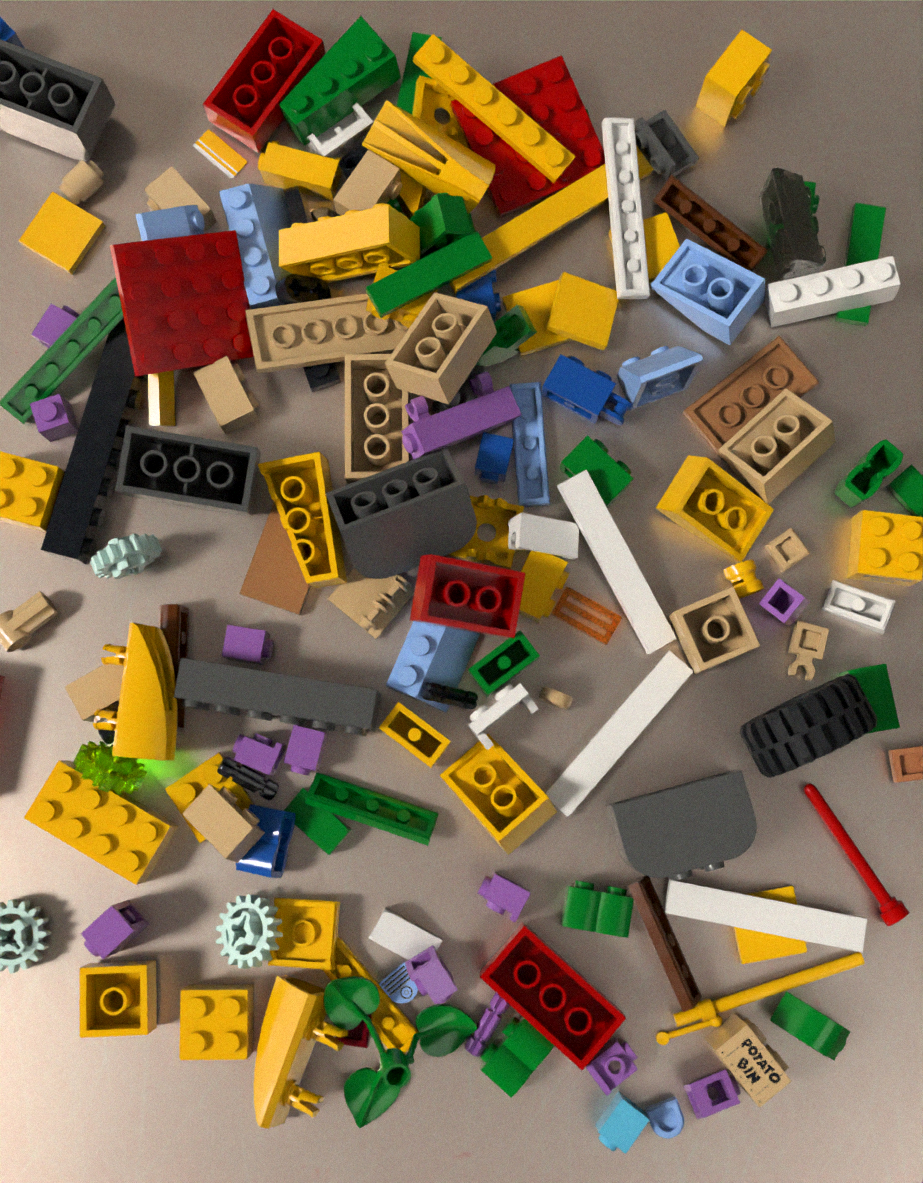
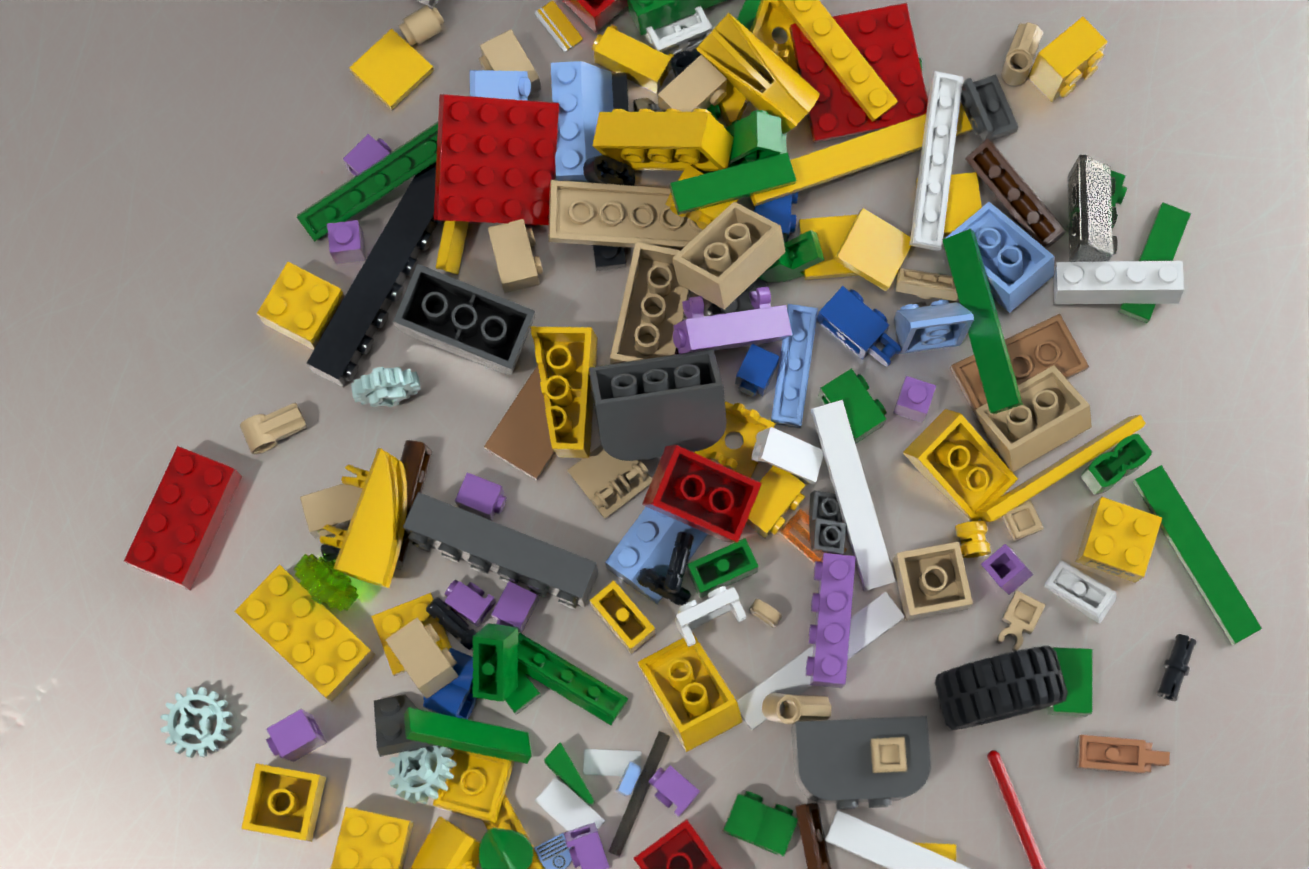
camera: 10 degrees right, 5 degrees down
(219, 895) = (391, 726): none -> dark grey wing
(285, 891) = (467, 735): none -> green tile
(297, 811) = (495, 662): none -> green brick
(391, 898) = (562, 766): none -> green slope
(437, 880) = (609, 761): none -> white sticker
(457, 895) = (628, 779): none -> light blue tile
(459, 669) = (678, 562): none -> black axle
(470, 906) = (639, 794): none -> clear smoke bar
(595, 596) = (825, 523): none -> dark grey slope
(608, 788) = (796, 708): none -> tan piece
(624, 691) = (833, 620): none -> medium lavender brick
(643, 335) = (926, 284): none -> tan plate
(656, 452) = (914, 399): none -> medium lavender brick
(685, 83) = (1021, 53): none -> tan piece
(712, 819) = (888, 755): none -> tan tile
(714, 372) = (985, 331): none -> green tile
(815, 490) = (1061, 468): none -> yellow tile

